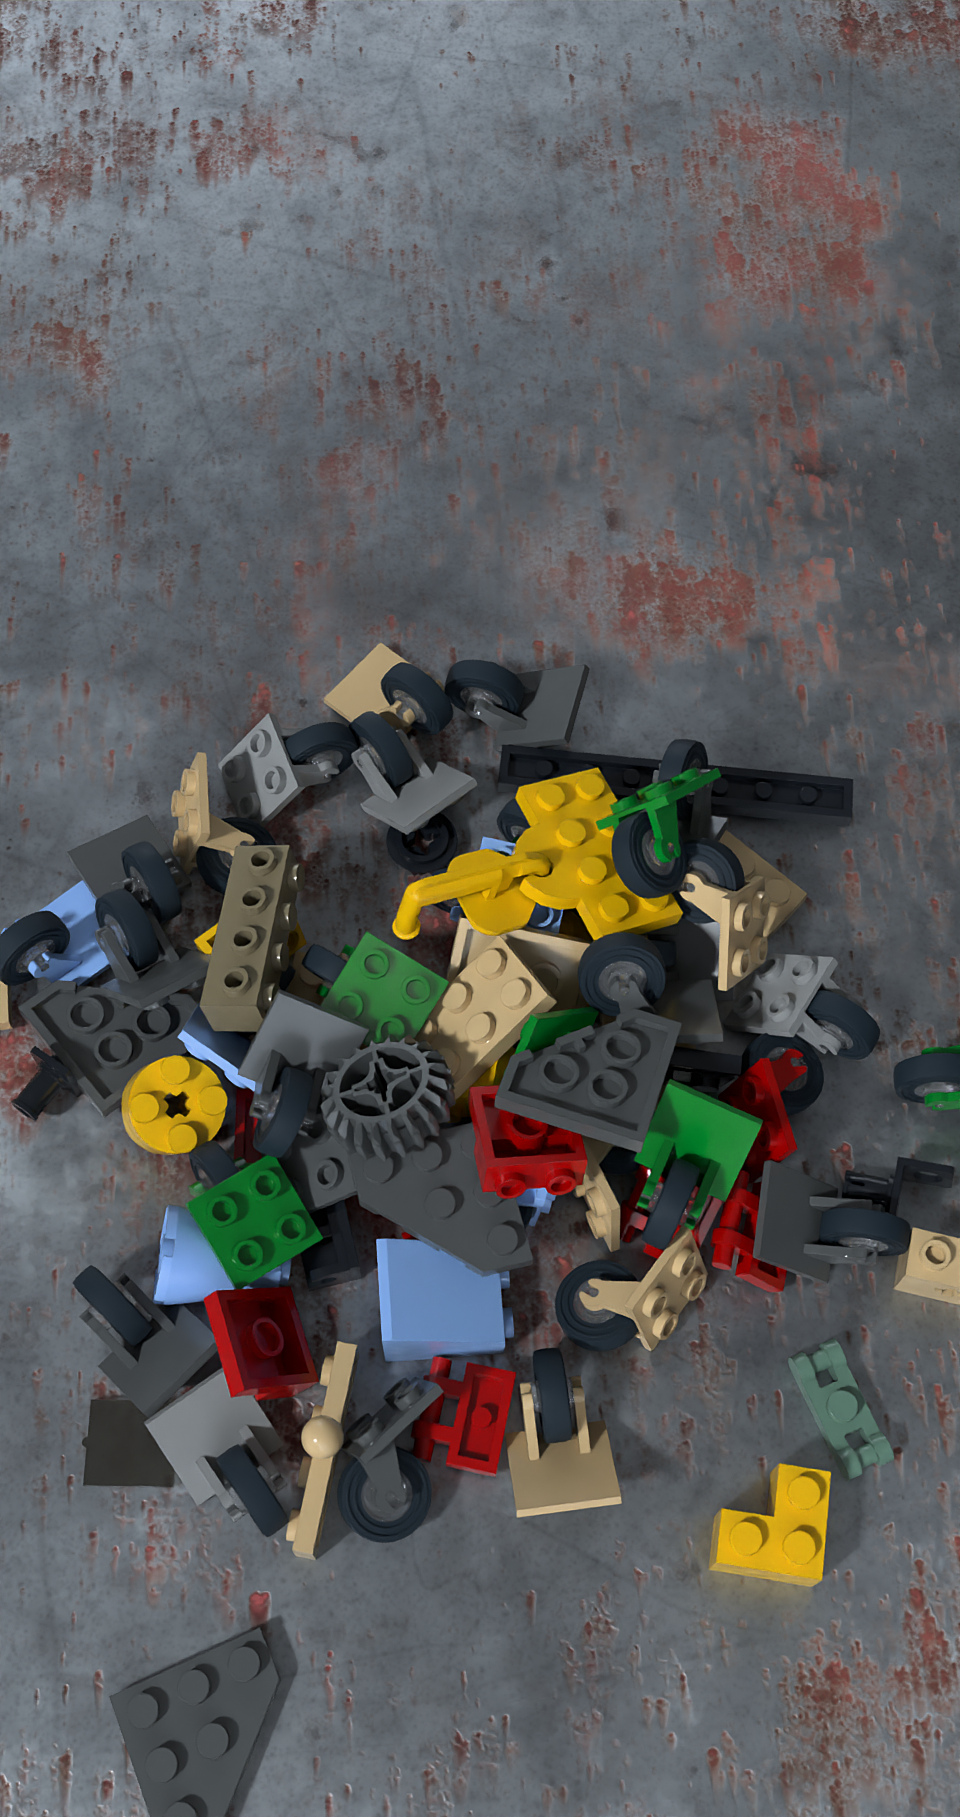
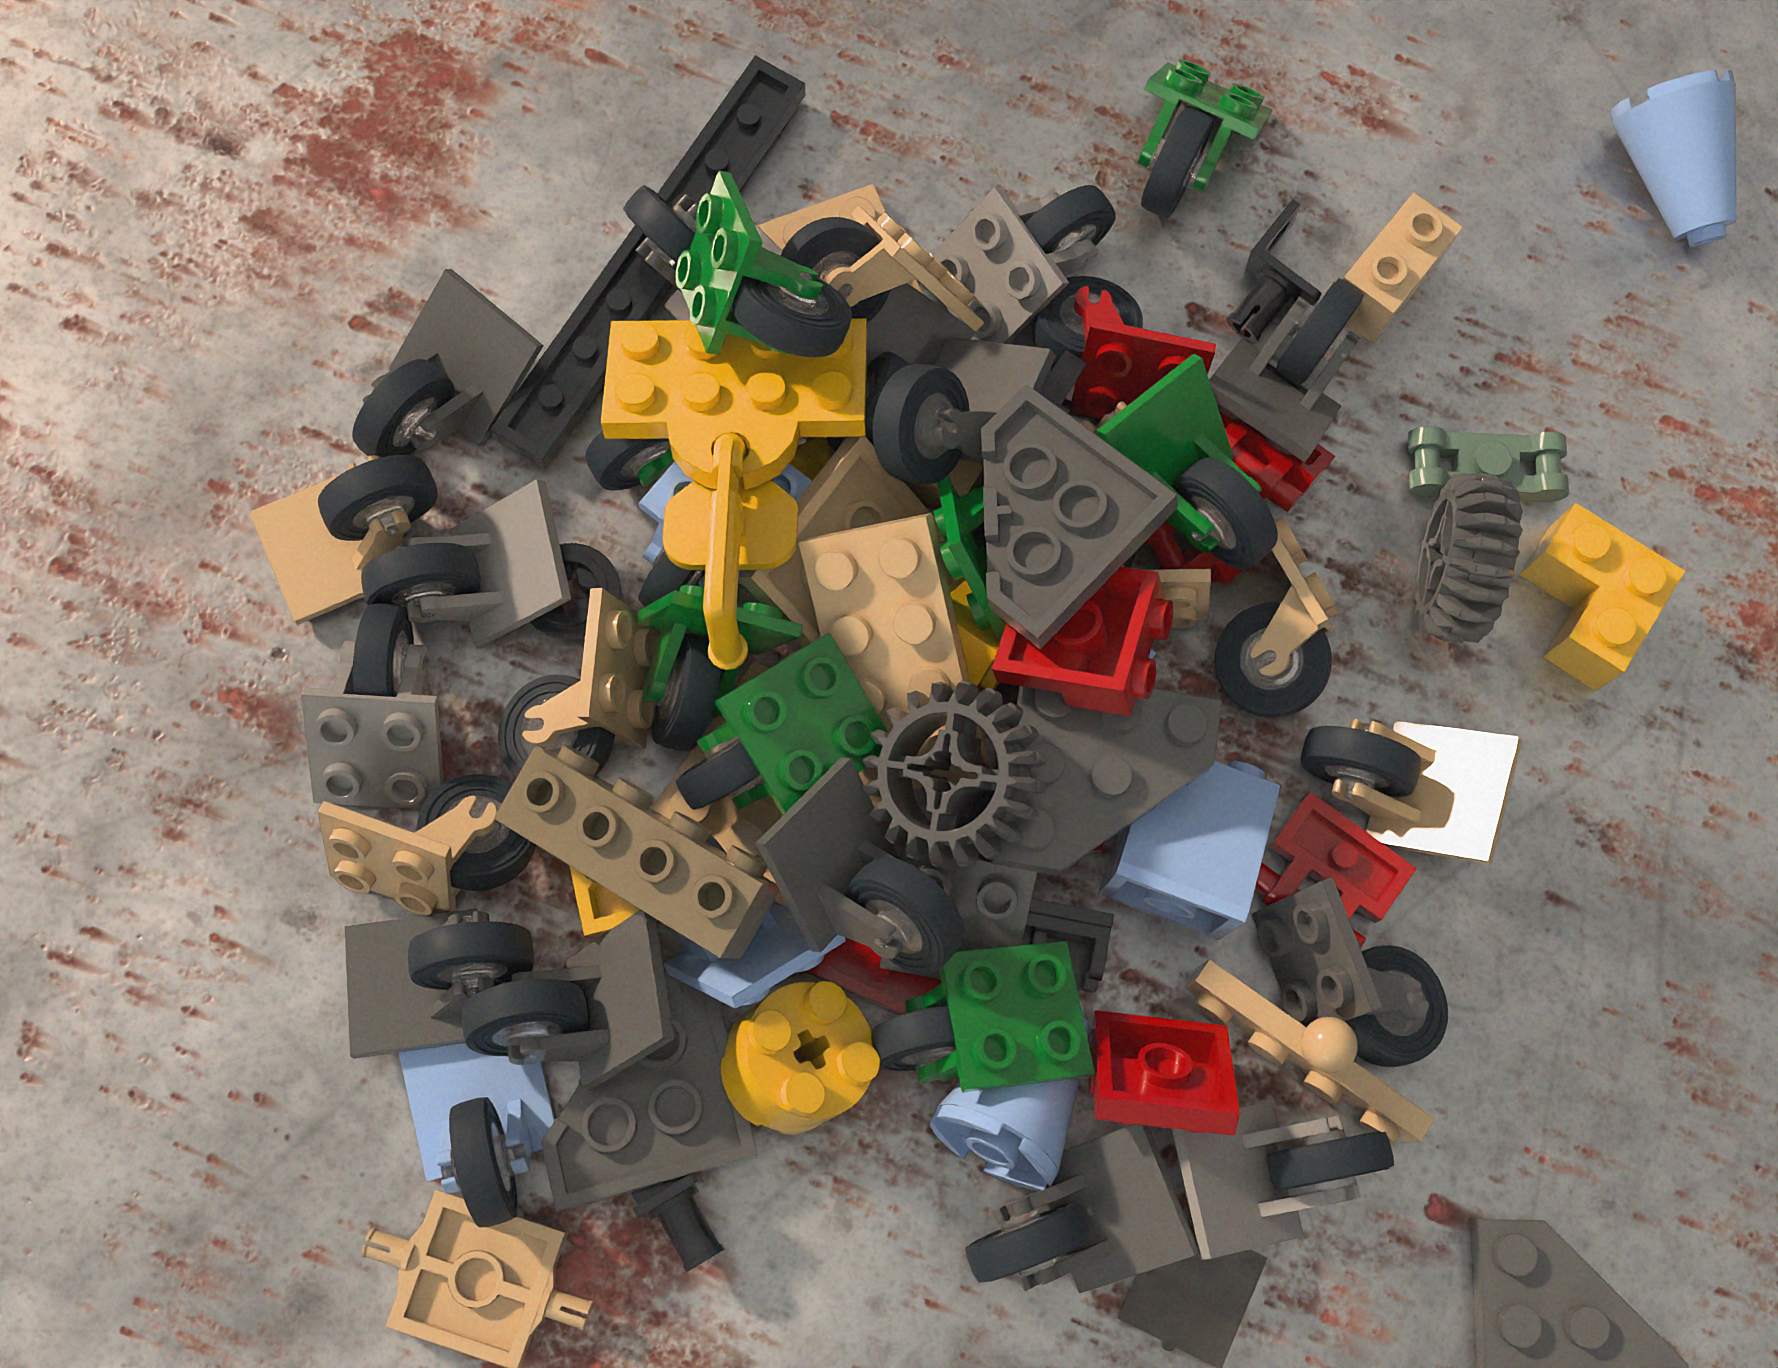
camera: 70 degrees left, 10 degrees up
(355, 885) = (591, 711): none -> tan plate
(380, 925) = (682, 675): none -> plate
(745, 1408) = (1468, 557): none -> dark grey gear

